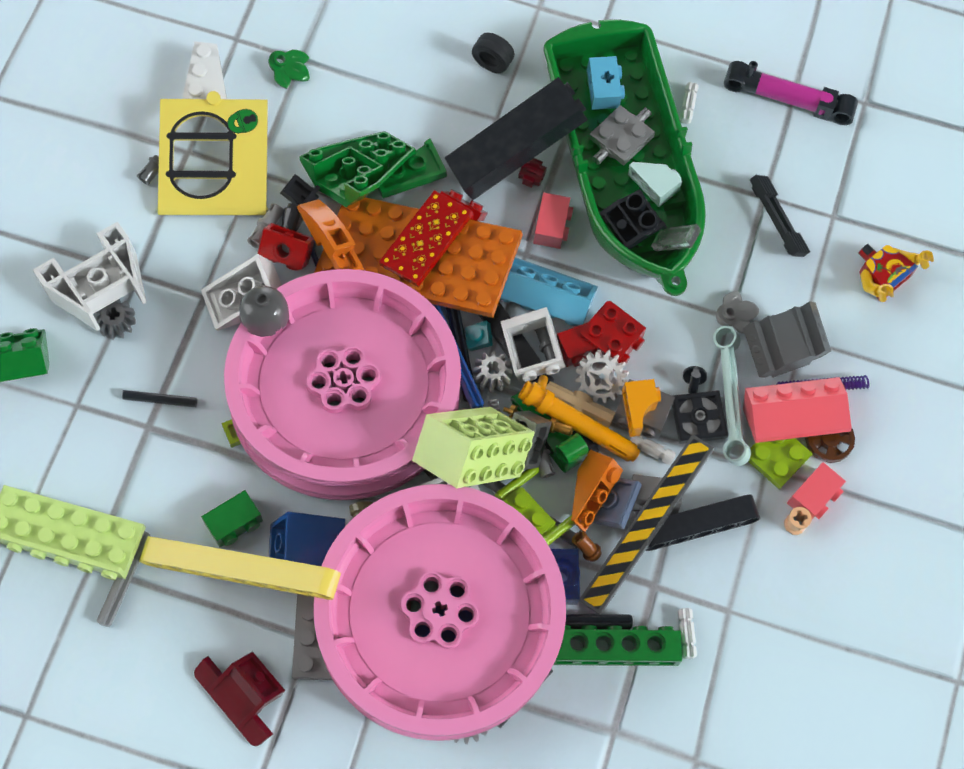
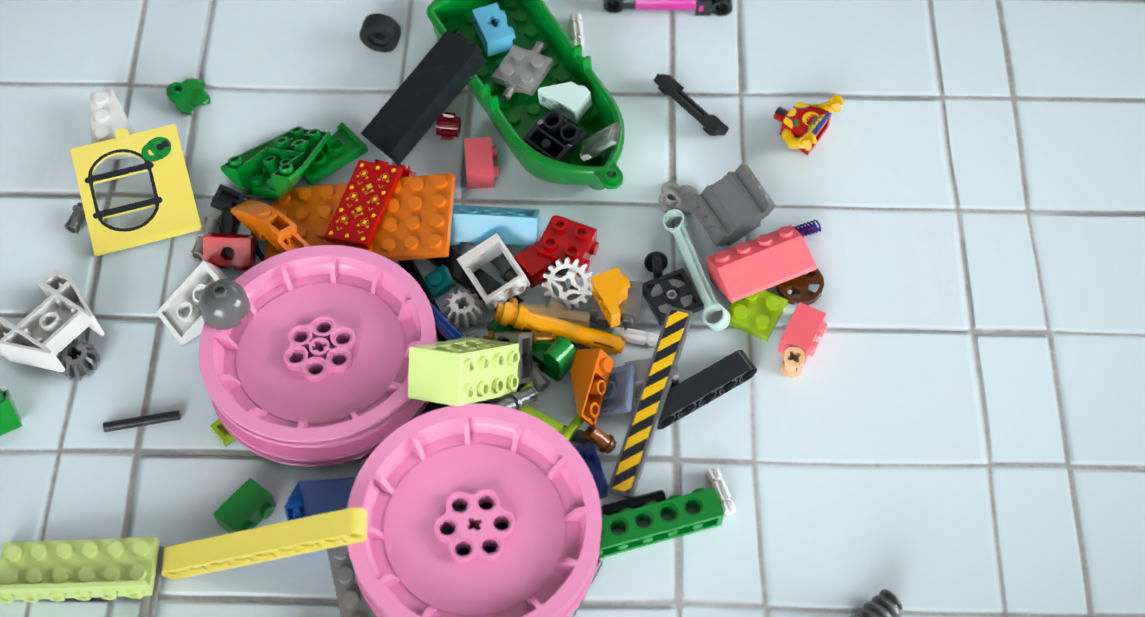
camera: 10 degrees left, 10 degrees down
(515, 487) = (519, 399): none -> dark grey pin

